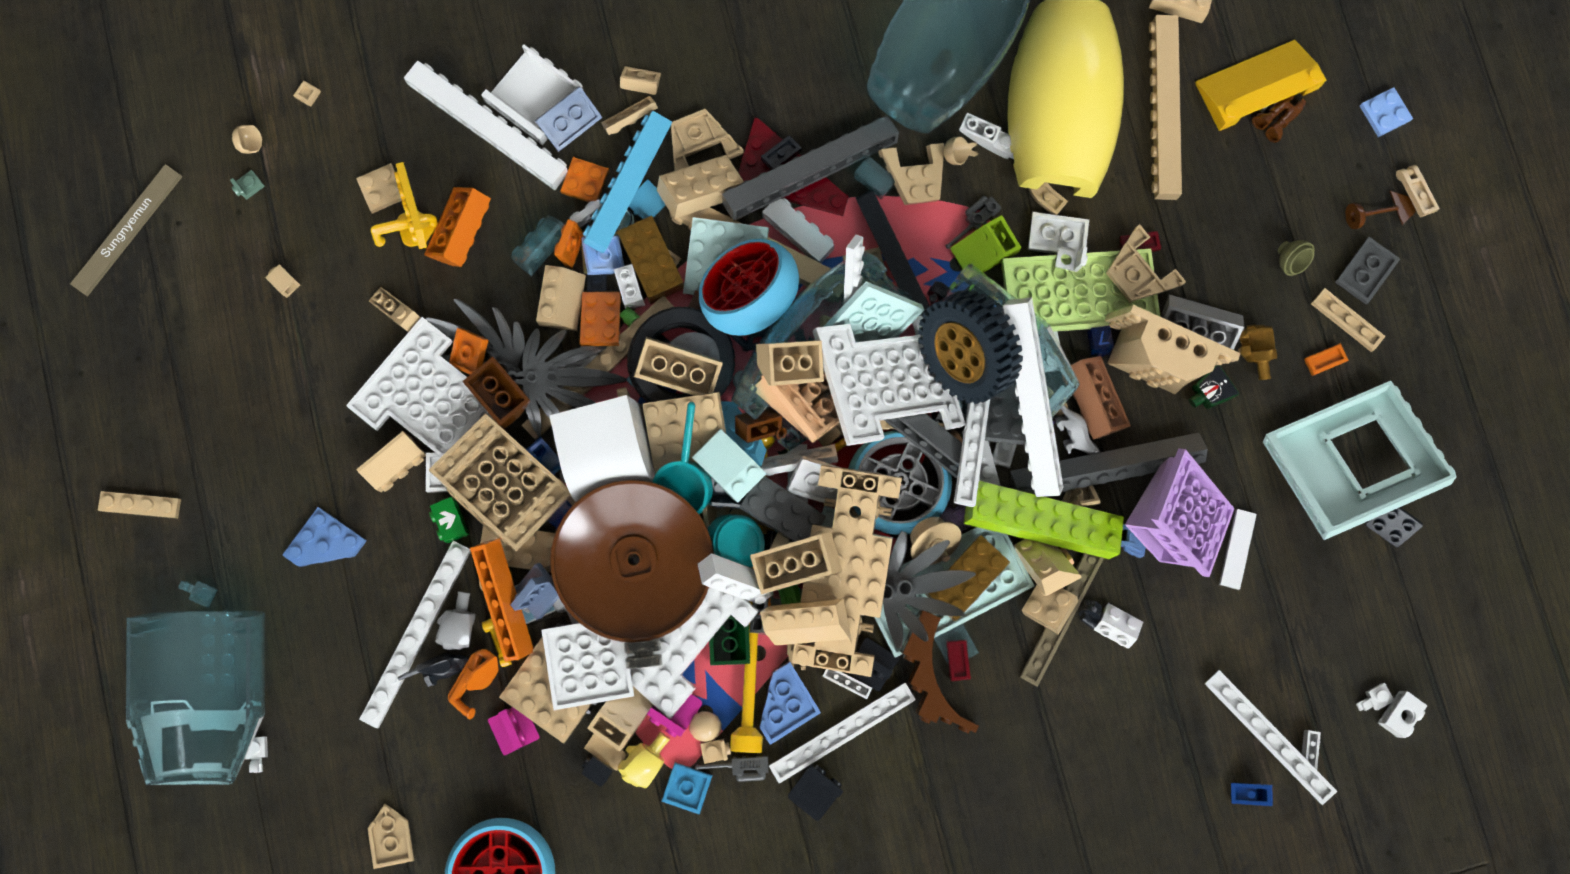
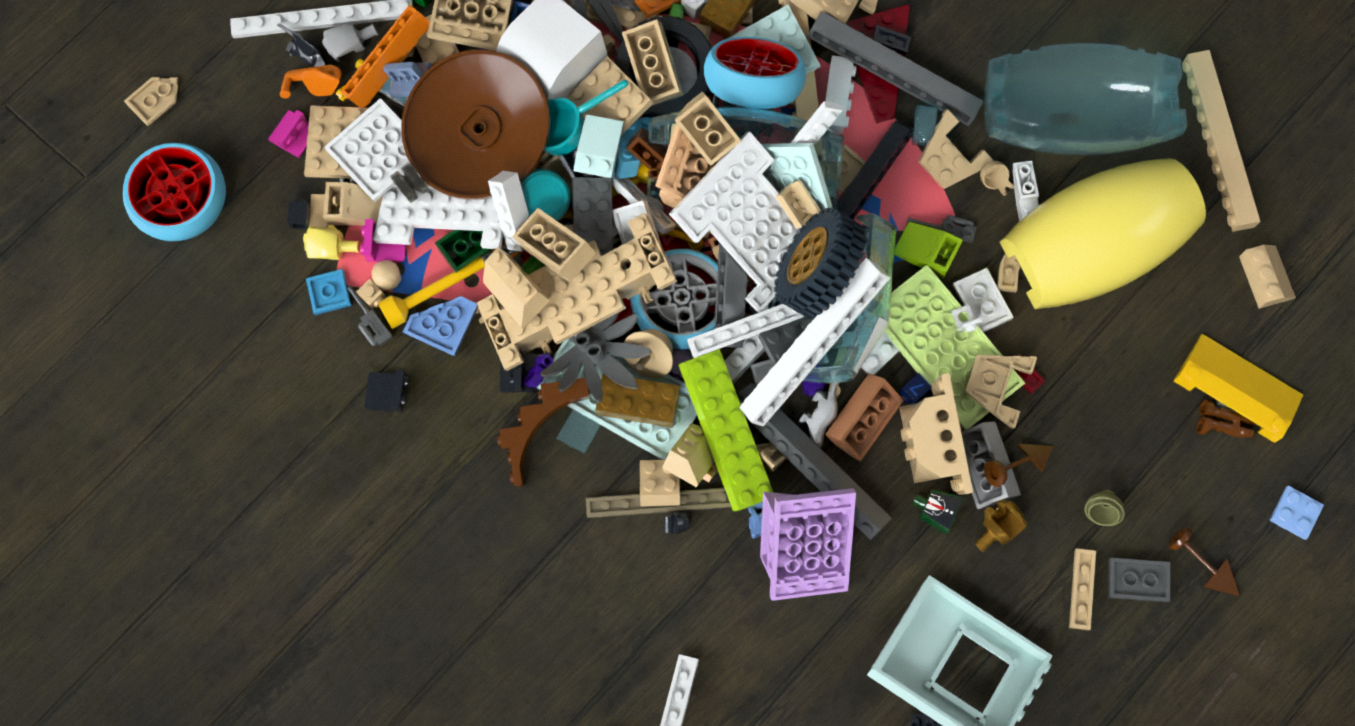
camera: 60 degrees right, 5 degrees down
(842, 732) = (448, 383): white plate -> none
(848, 682) = (492, 363): white piece -> none
(886, 651) = (533, 377): none -> dark purple plate
(897, 329) = (797, 203): none -> tan bracket
(958, 660) = (566, 439): dark red tile -> none
(1119, 626) = (681, 553): white bracket -> none
(1166, 107) = (1158, 321): tan brick -> none
(1216, 279) = (997, 473): none -> reddish brown piece
(1237, 549) = (814, 615): white tile -> none
(1326, 359) = (1034, 592): orange tile -> none
(1417, 190) = (1243, 581): tan plate -> none

